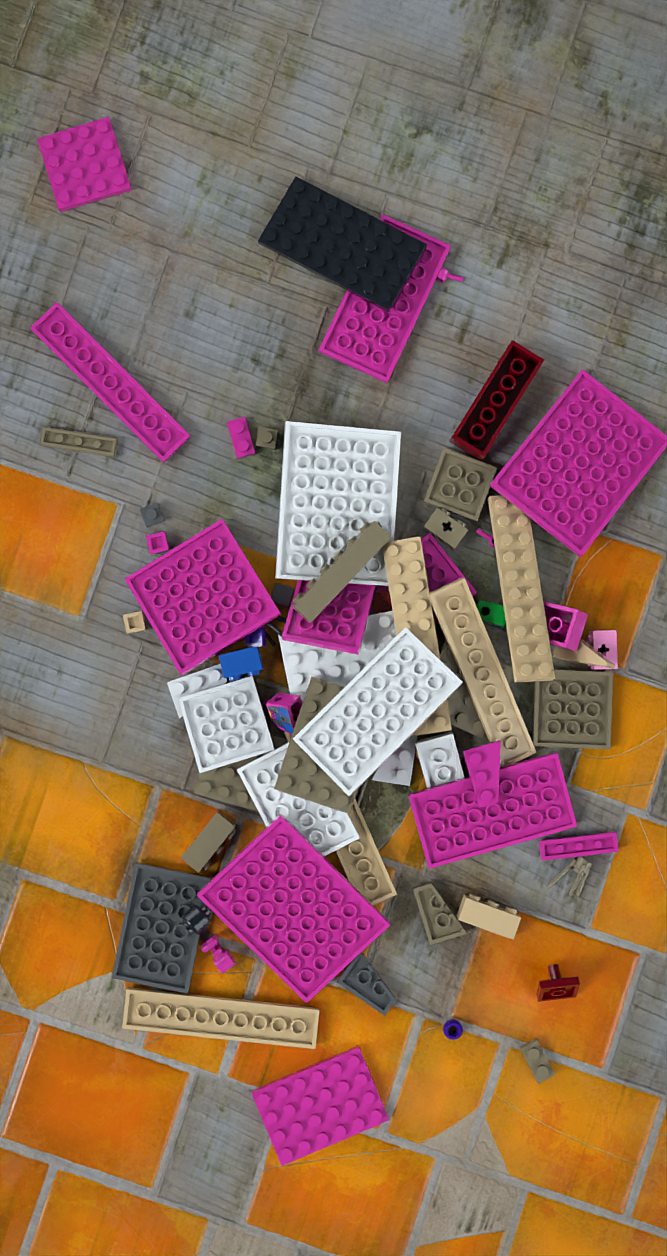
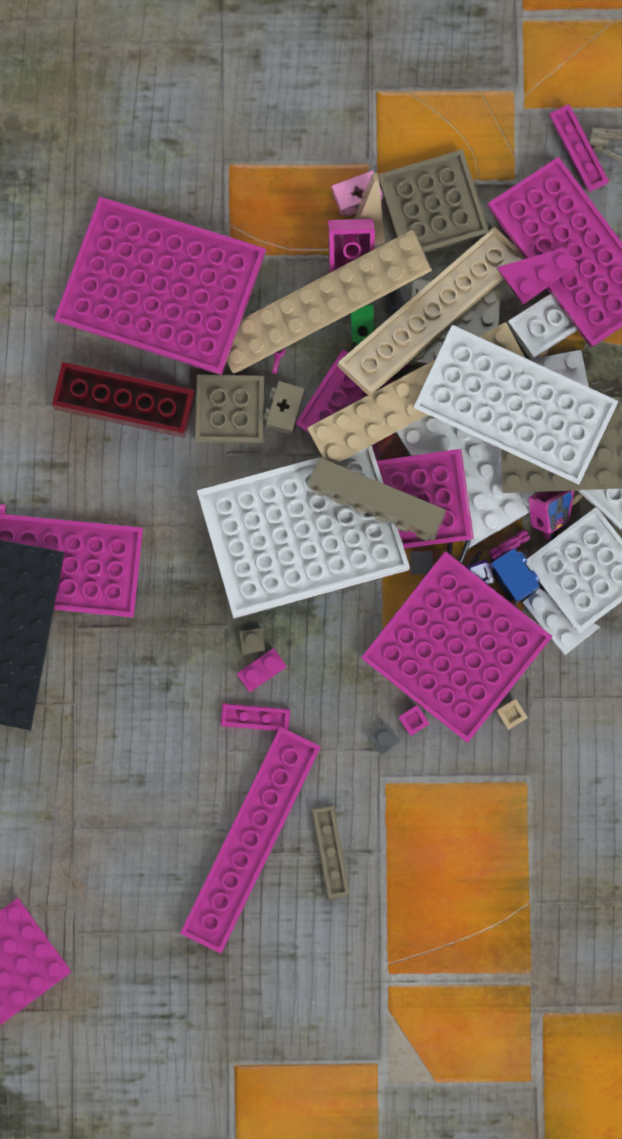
camera: 110 degrees left, 5 degrees down
(205, 419) = (254, 717): none -> dark pink tile
(270, 669) = (509, 544): none -> dark pink axle
(502, 650) = (396, 299): none -> dark grey plate

